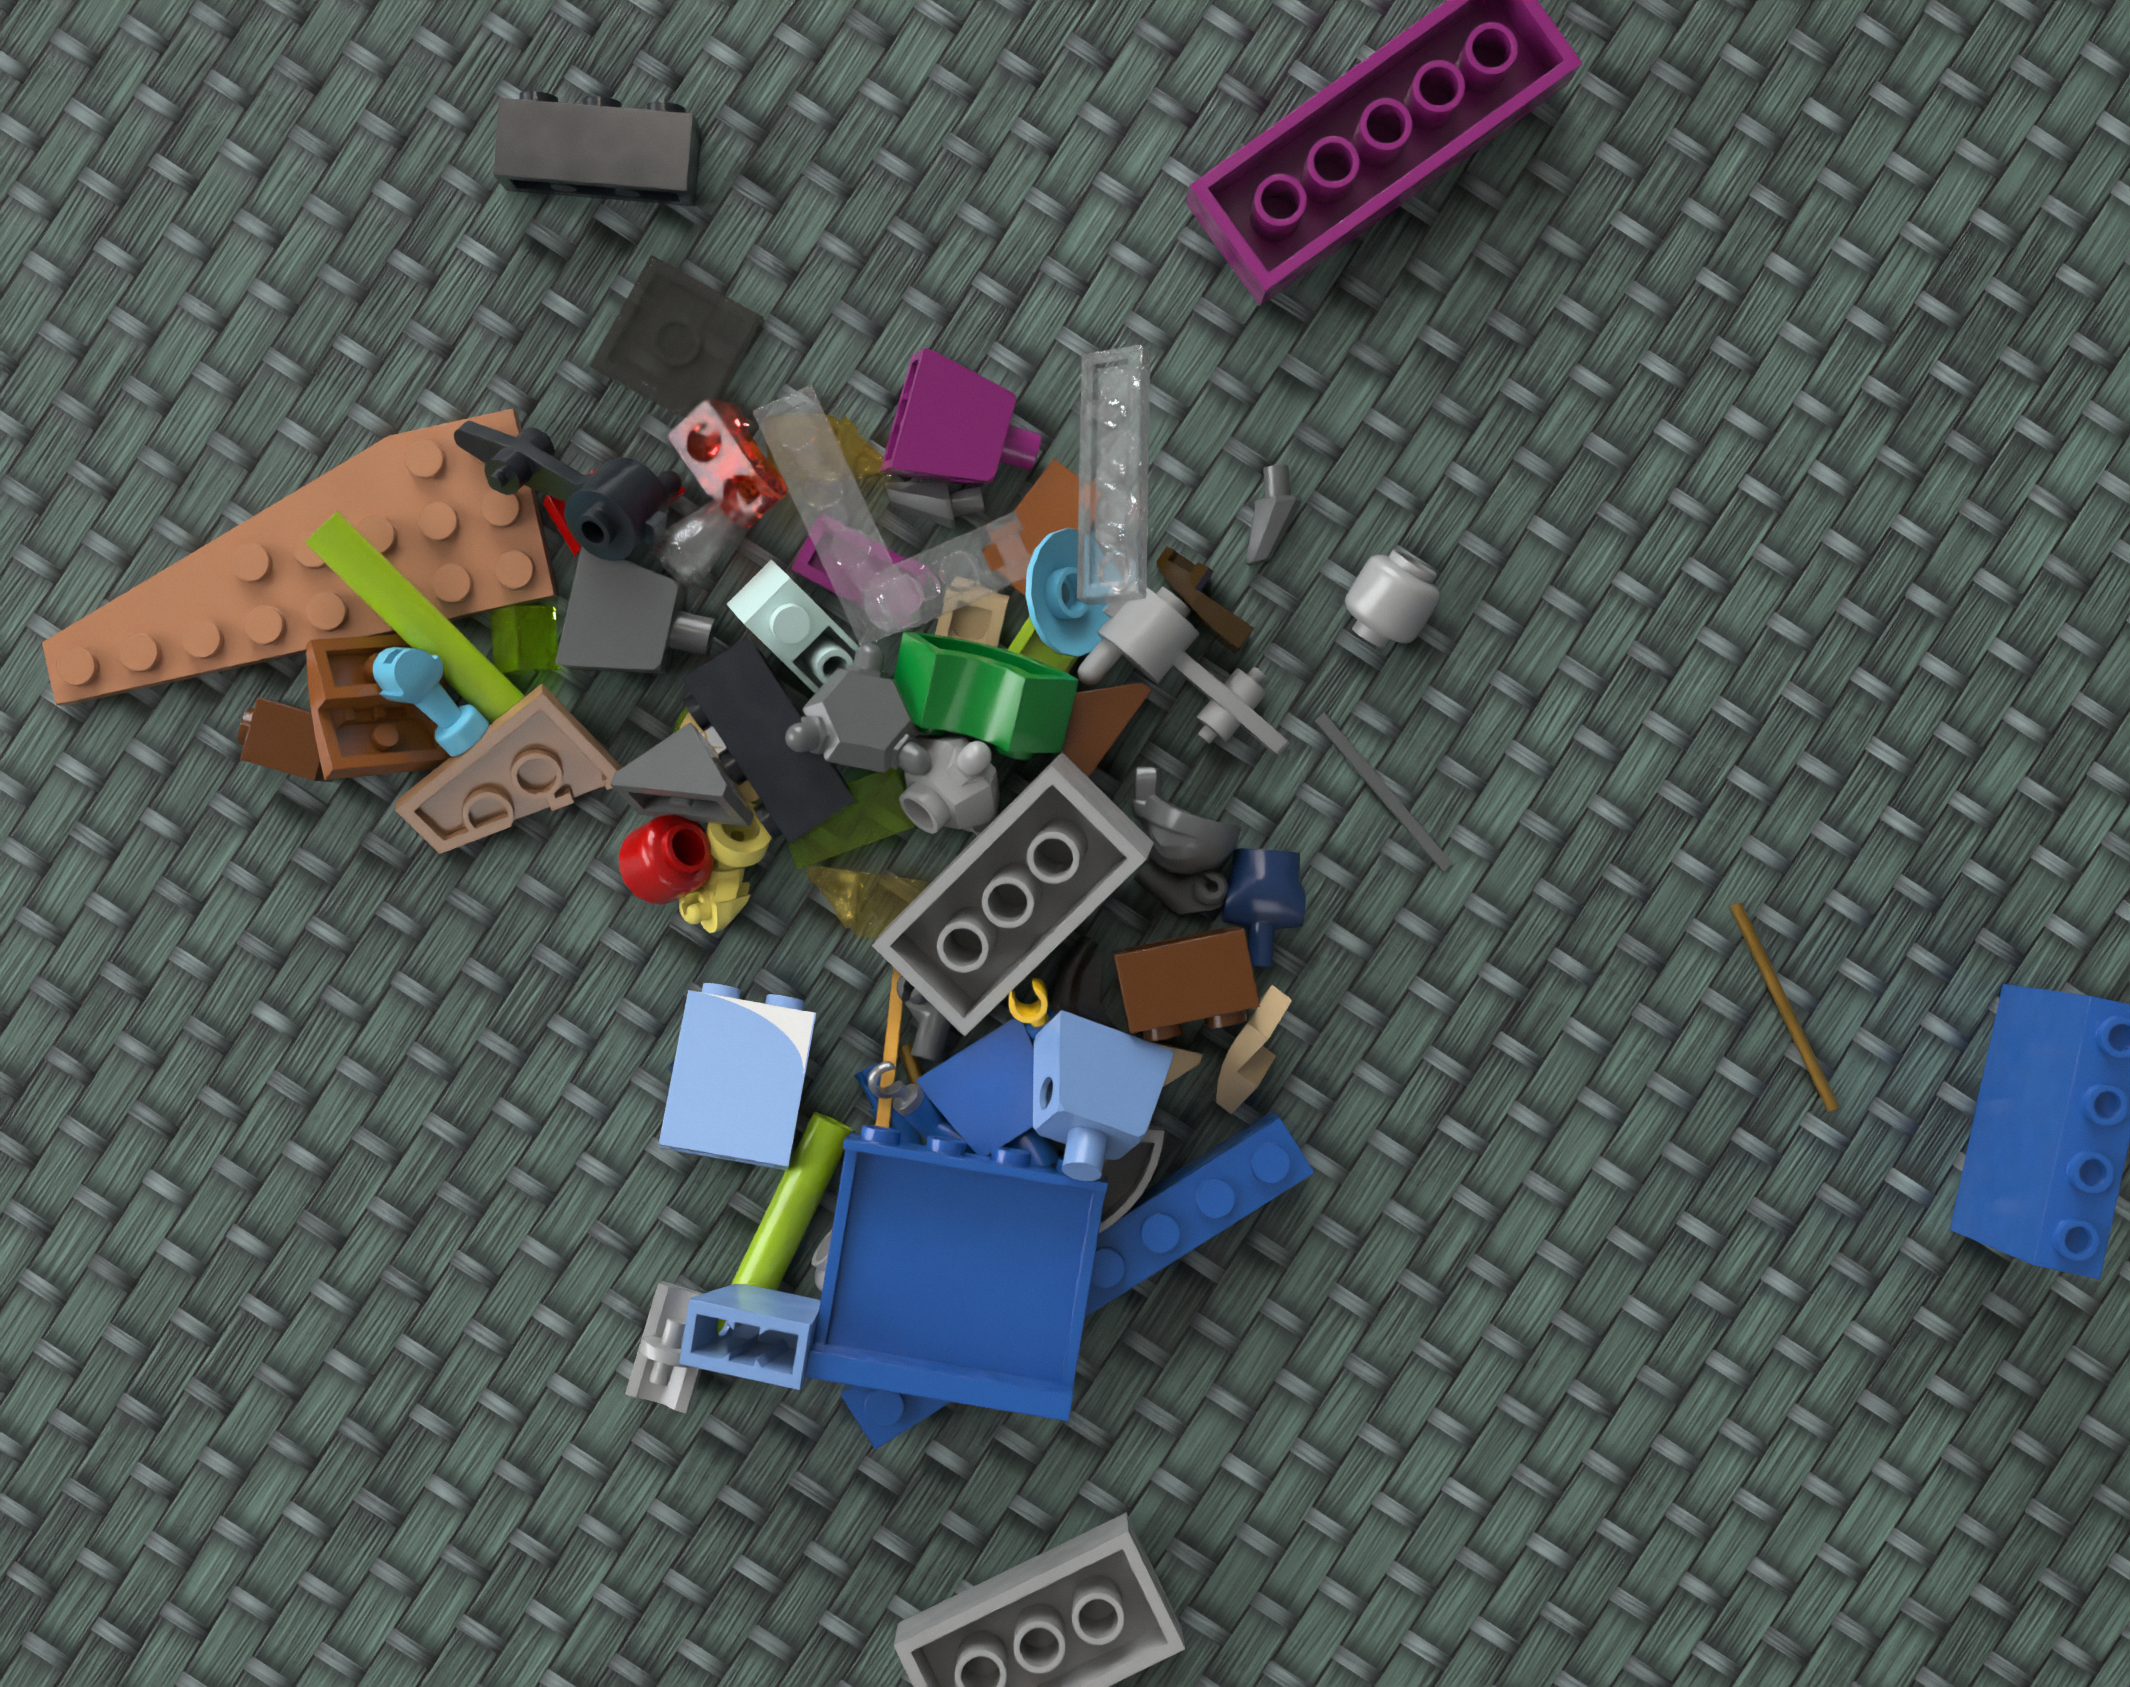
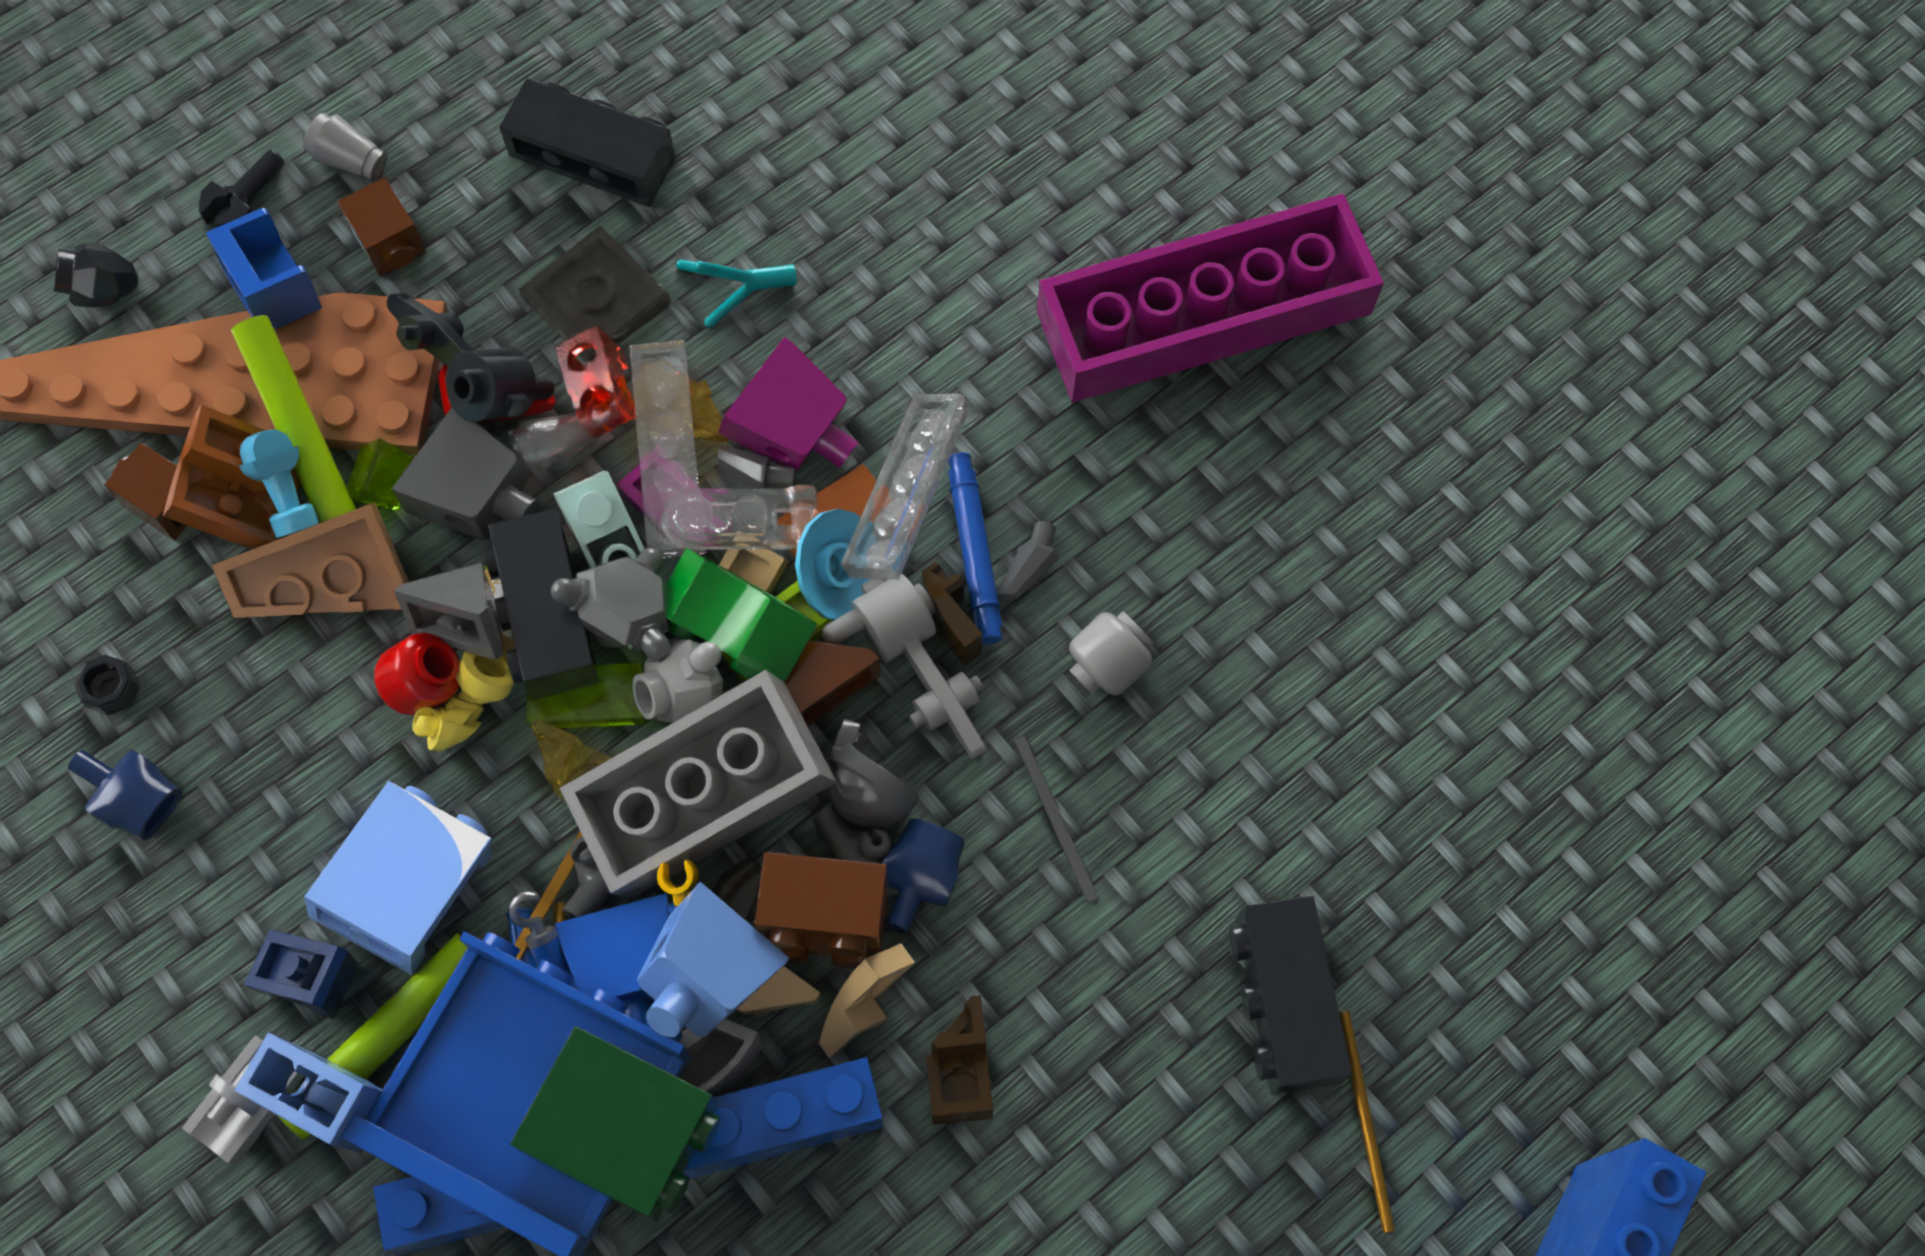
camera: 20 degrees right, 20 degrees down
(103, 507) = (93, 275): none -> black rock
(218, 344) = (238, 195): none -> black bar
(296, 442) = (263, 269): none -> blue panel
(315, 249) = (343, 147): none -> light grey cone
(337, 969) = (106, 685): none -> black tile
(405, 340) = (382, 226): none -> reddish brown brick
(414, 1076) = (130, 795): none -> dark blue piece
(671, 1205) = (302, 972): none -> dark blue slope
(825, 271) = (752, 280): none -> teal plant
(1071, 1280) = (618, 1125): none -> dark green brick
(1206, 517) = (975, 548): none -> blue piece
(1367, 1086) = (960, 1070): none -> dark brown slope
(1680, 911) = (1290, 996): none -> black brick

